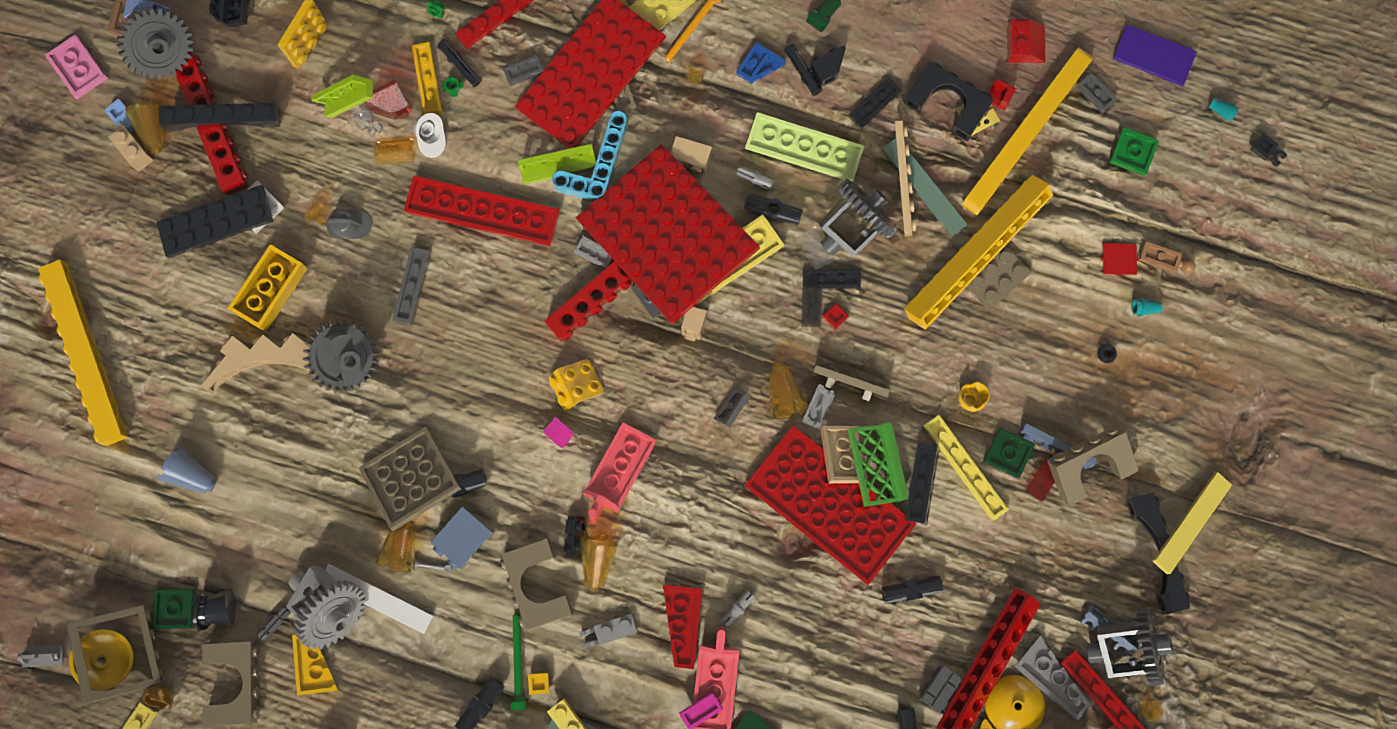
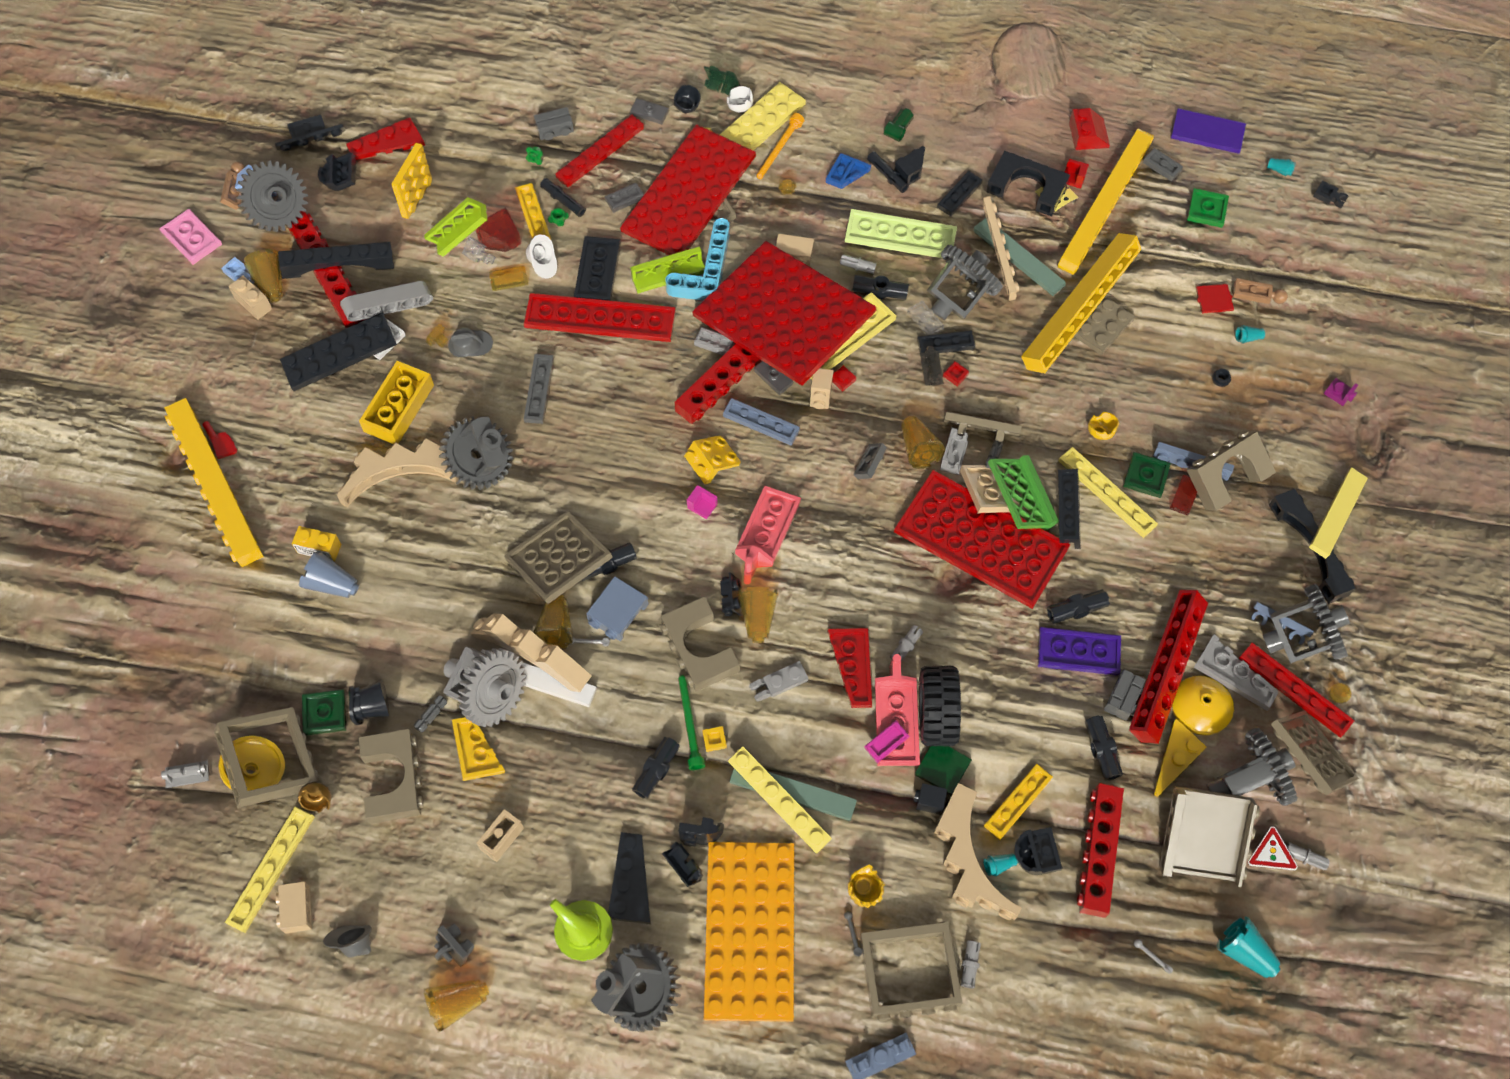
camera: 10 degrees left, 15 degrees down
(94, 307) = (221, 442): none -> red piece
(178, 433) = (310, 540): none -> yellow brick
(266, 171) = (386, 300): none -> light grey beam
(370, 578) = (525, 643): none -> tan arch
(485, 153) = (597, 268): none -> black plate
(629, 349) = (761, 421): none -> sand blue plate
(719, 308) = (843, 378): none -> red plate
(754, 687) = (939, 705): none -> black tyre
(858, 414) = (994, 452): none -> dark grey axle
(905, 635) = (1079, 651): none -> dark purple tile
(1227, 384) = (1341, 392): none -> magenta bracket

